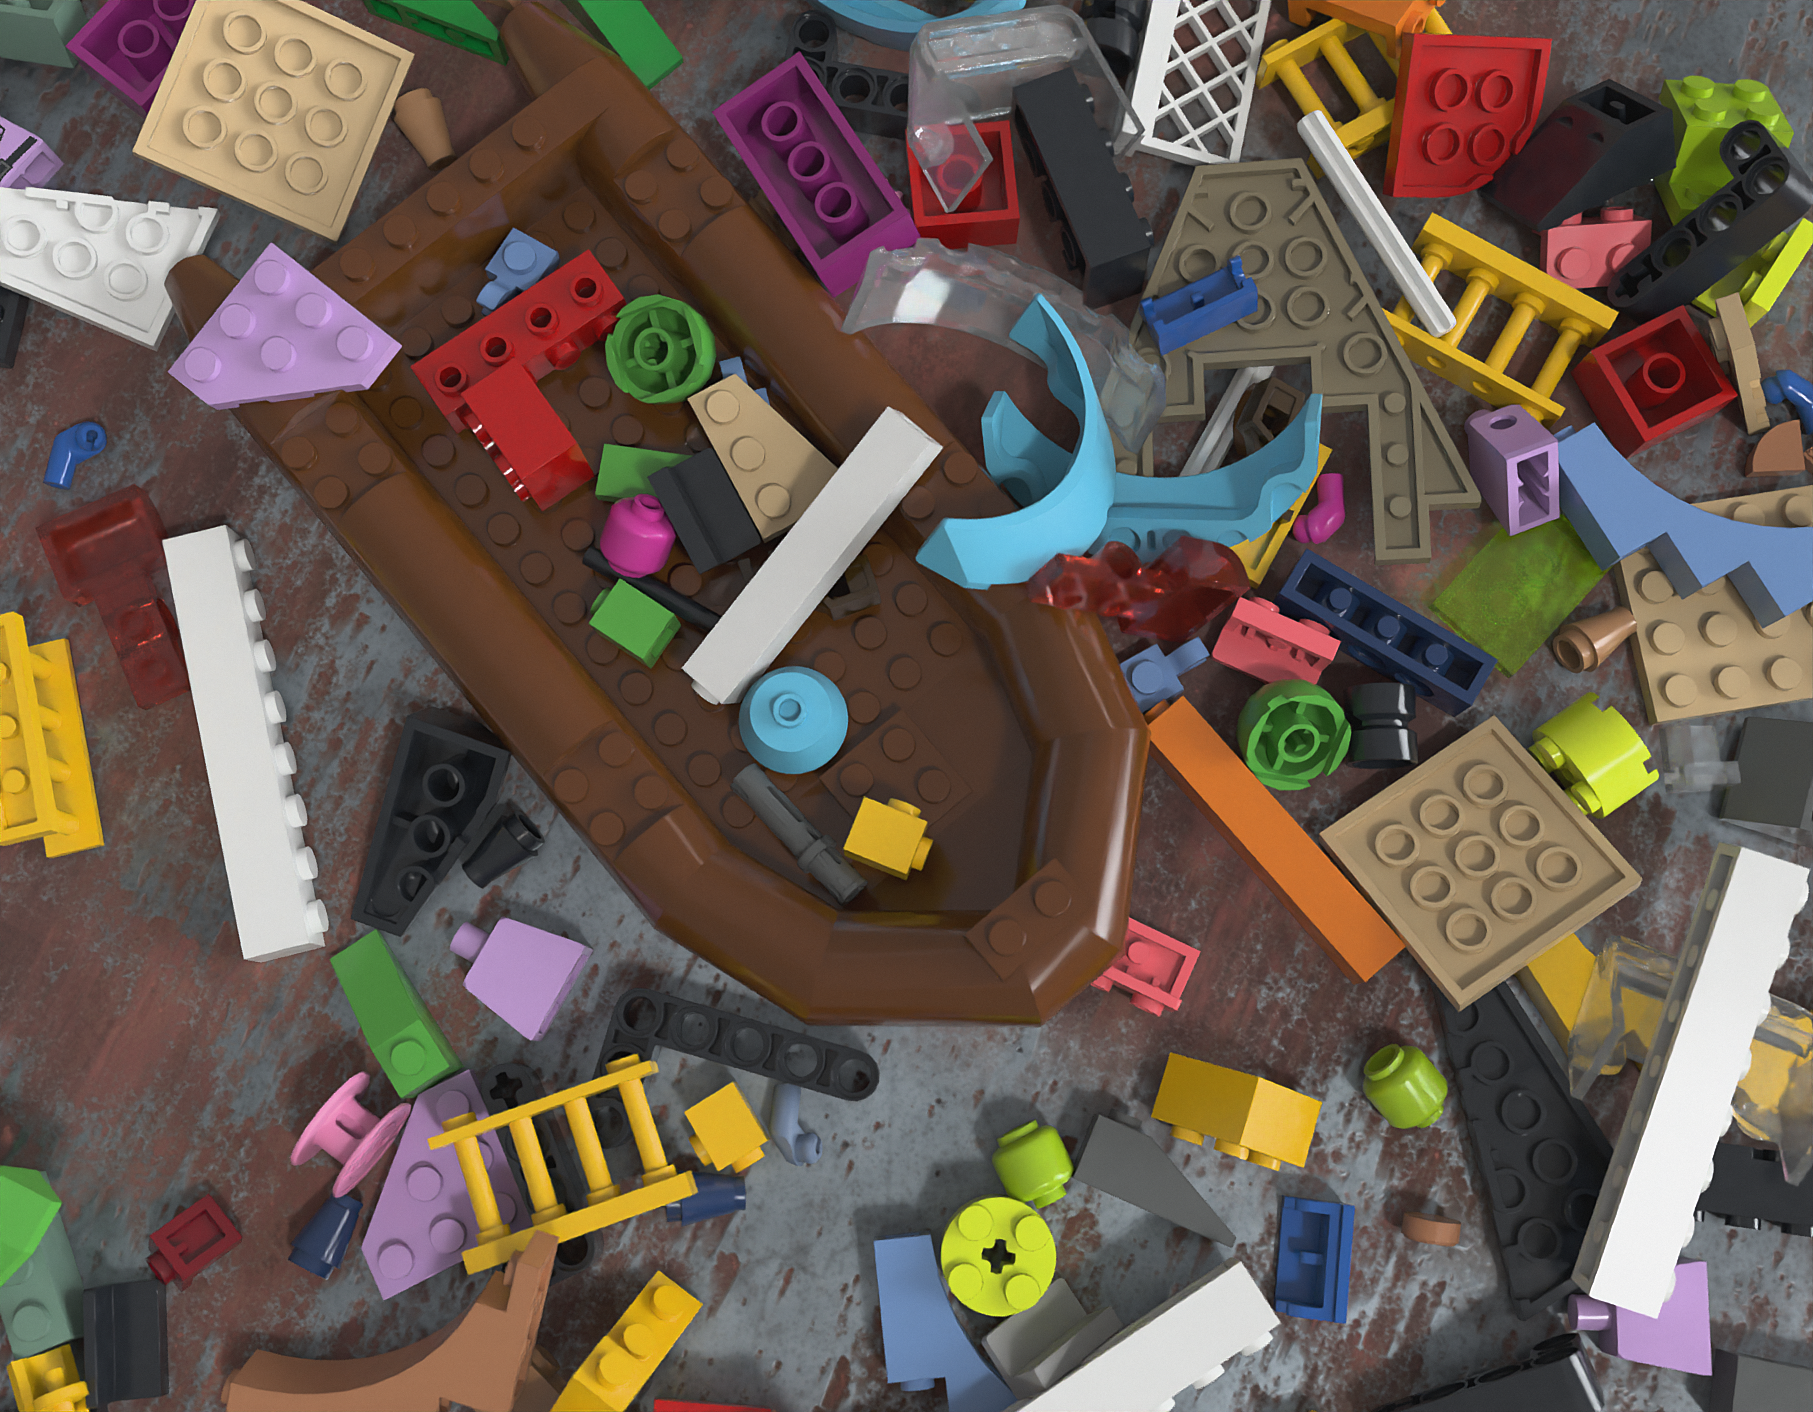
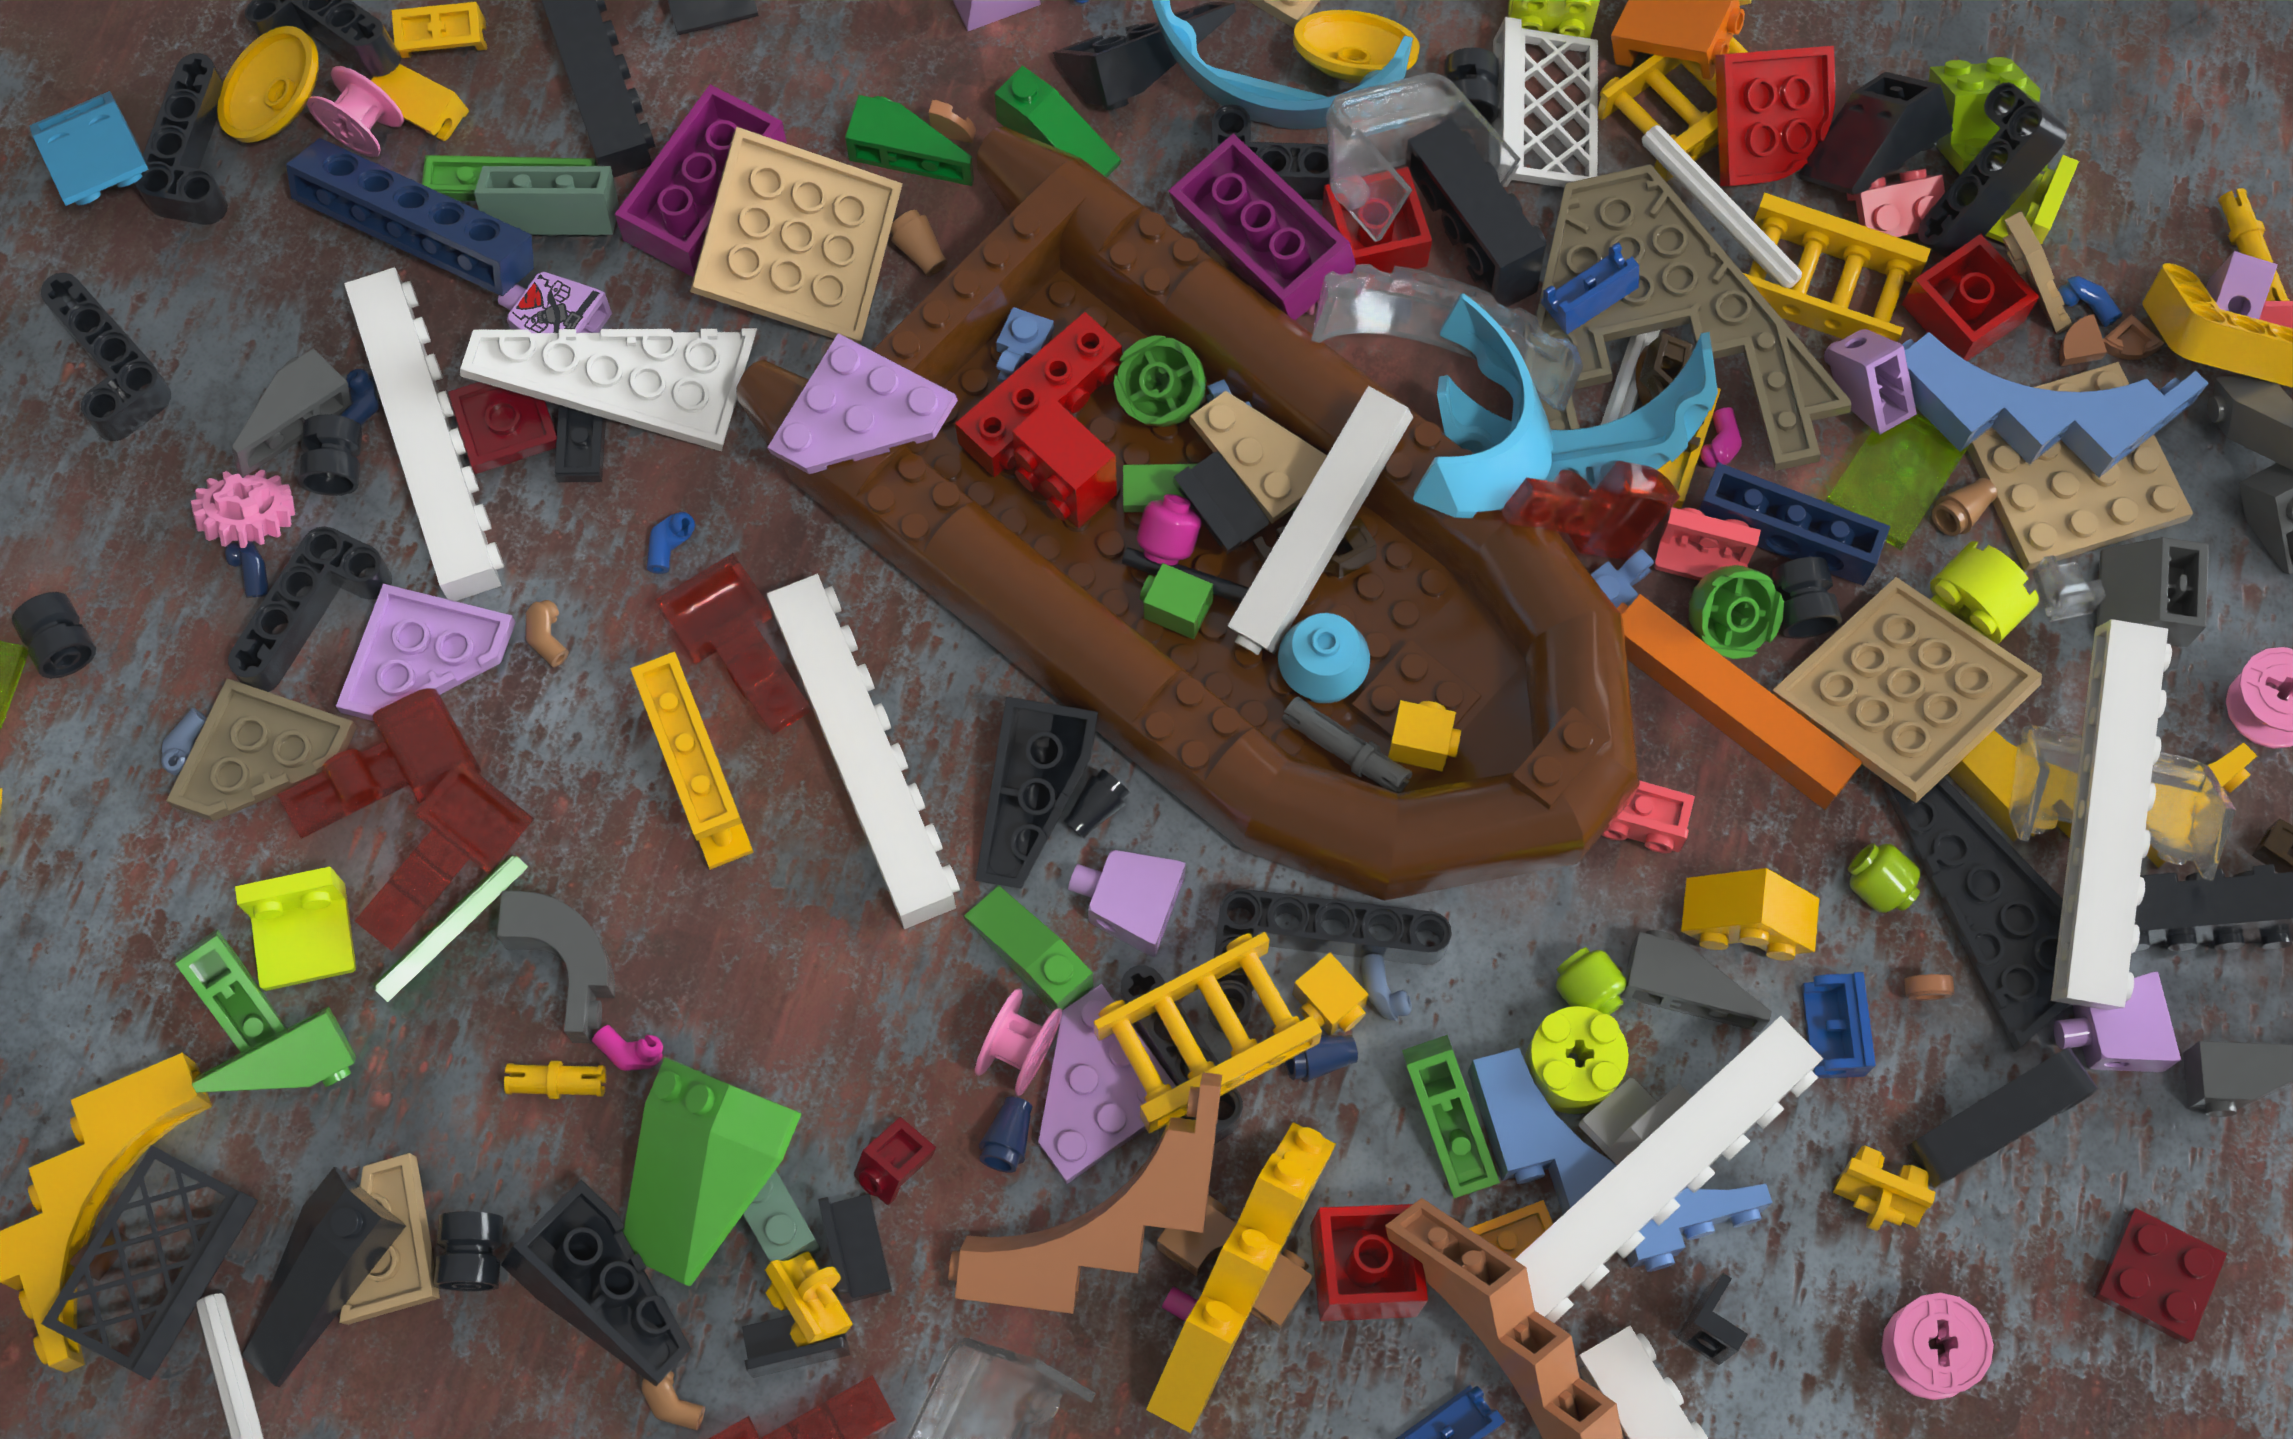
camera: 10 degrees left, 10 degrees down
(837, 1292) = (1450, 1116): none -> bright green slope

